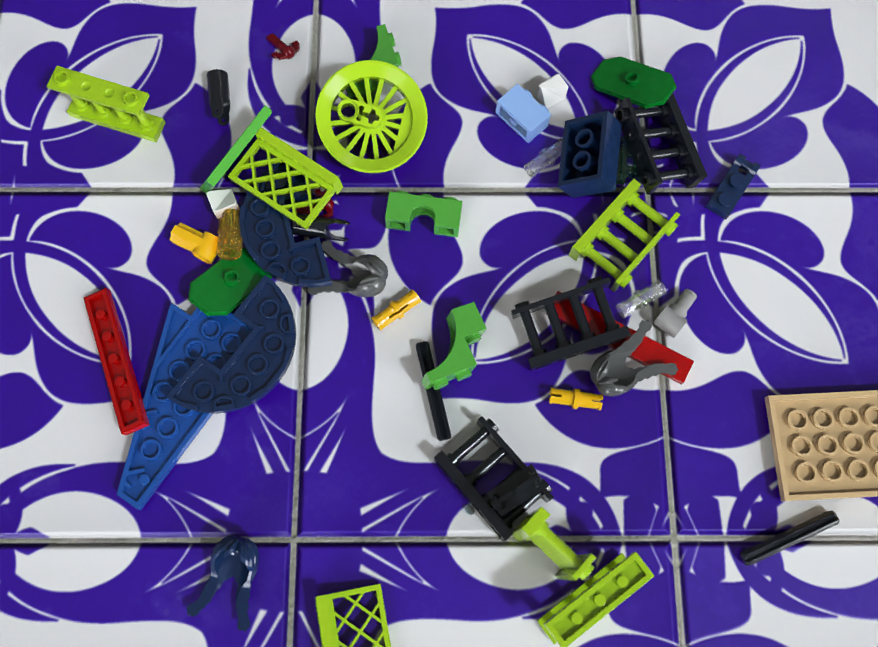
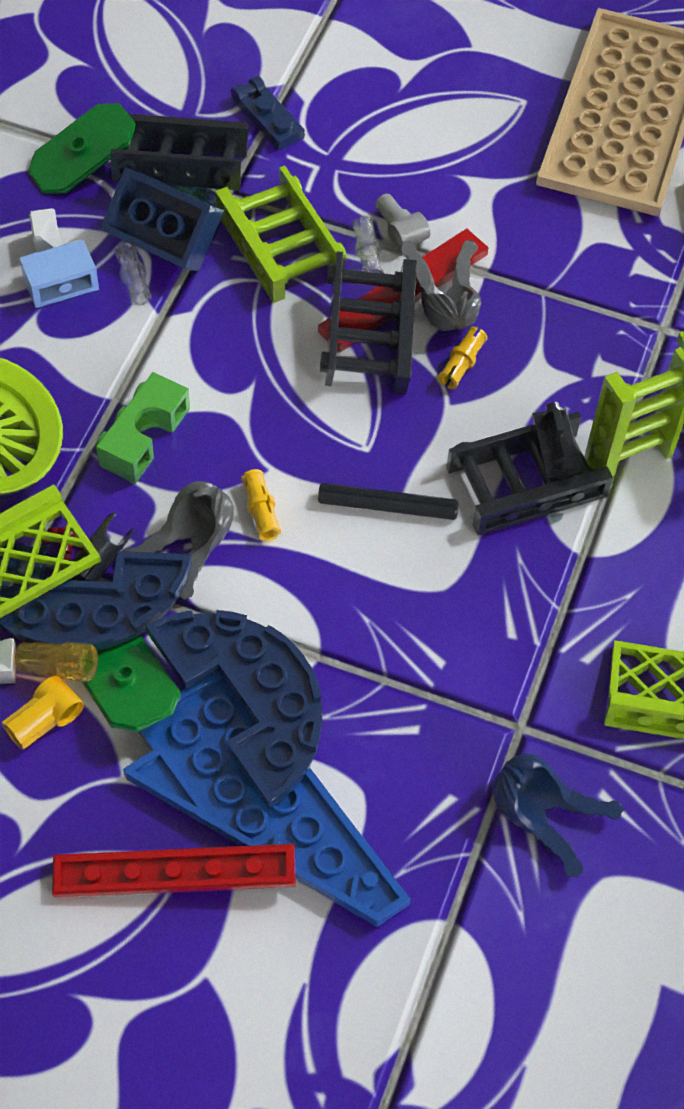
camera: 70 degrees left, 15 degrees down
(465, 329) = (360, 450): bright green arch -> none

